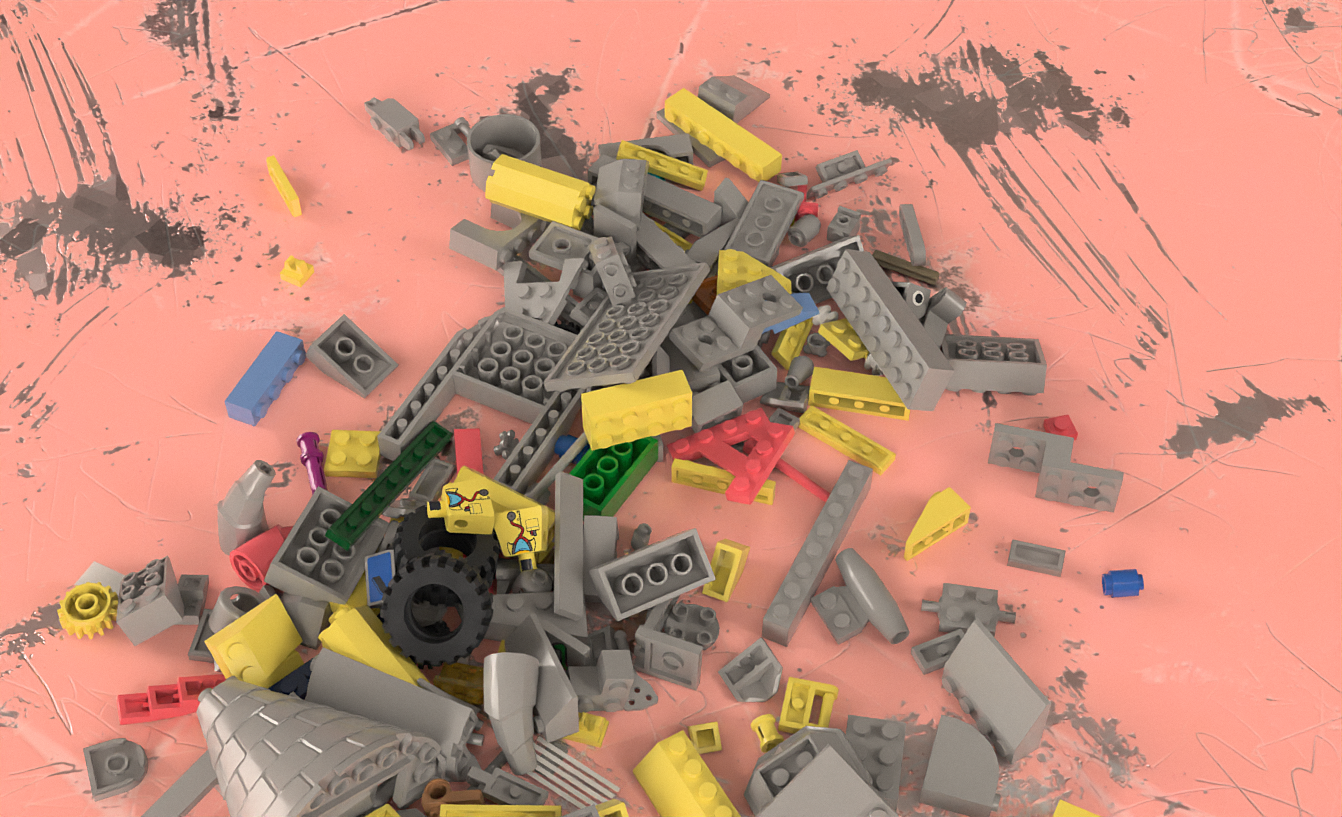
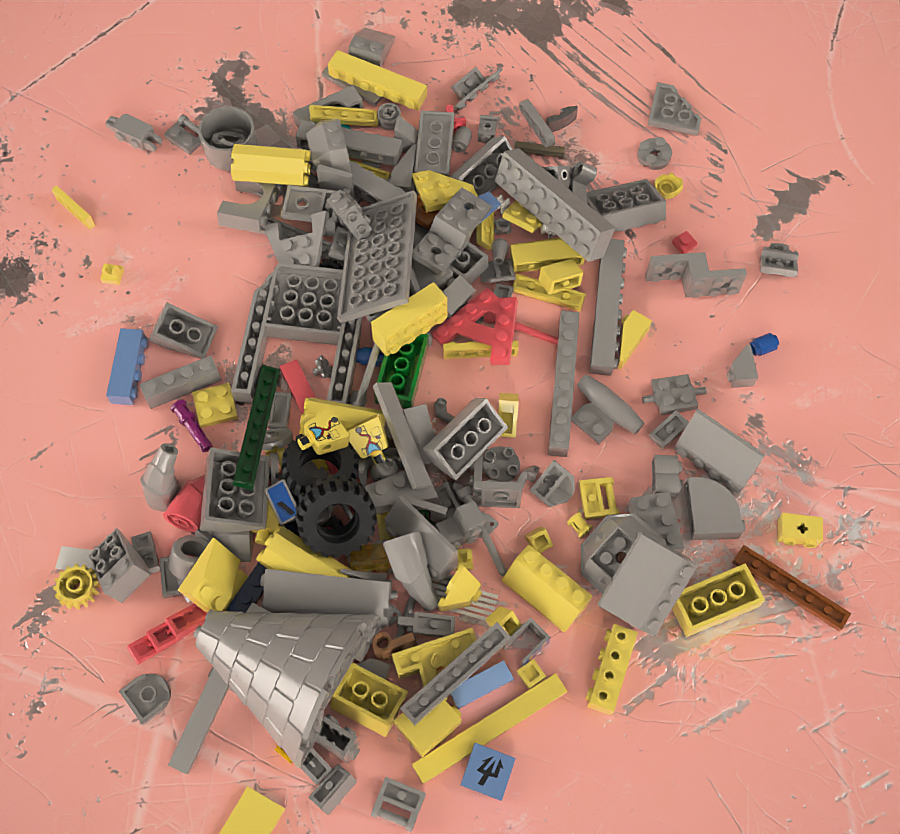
camera: 20 degrees left, 15 degrees up
(322, 413) = (180, 382): none -> light grey brick
(568, 760) = (460, 591): none -> light yellow slope
(628, 642) = (466, 496): none -> light grey piece
(716, 175) = (388, 115): none -> light grey wheel
(719, 650) = (528, 474): none -> light grey slope
(792, 179) = (439, 102): light grey tile -> none
(867, 421) = (560, 276): none -> light yellow brick
(914, 705) = (666, 474): none -> light grey brick
(917, 478) = (607, 309): none -> light grey brick
(947, 241) = (566, 117): none -> flat silver slope
(1036, 558) = (702, 342): light grey tile -> none
(1060, 300) = (656, 145): none -> light grey plate
(1063, 353) = (668, 185): none -> light yellow hair
(1077, 605) = (743, 370): none -> light grey slope
(1107, 267) = (672, 111): none -> light grey plate
(1185, 484) = (779, 260): none -> light grey slope

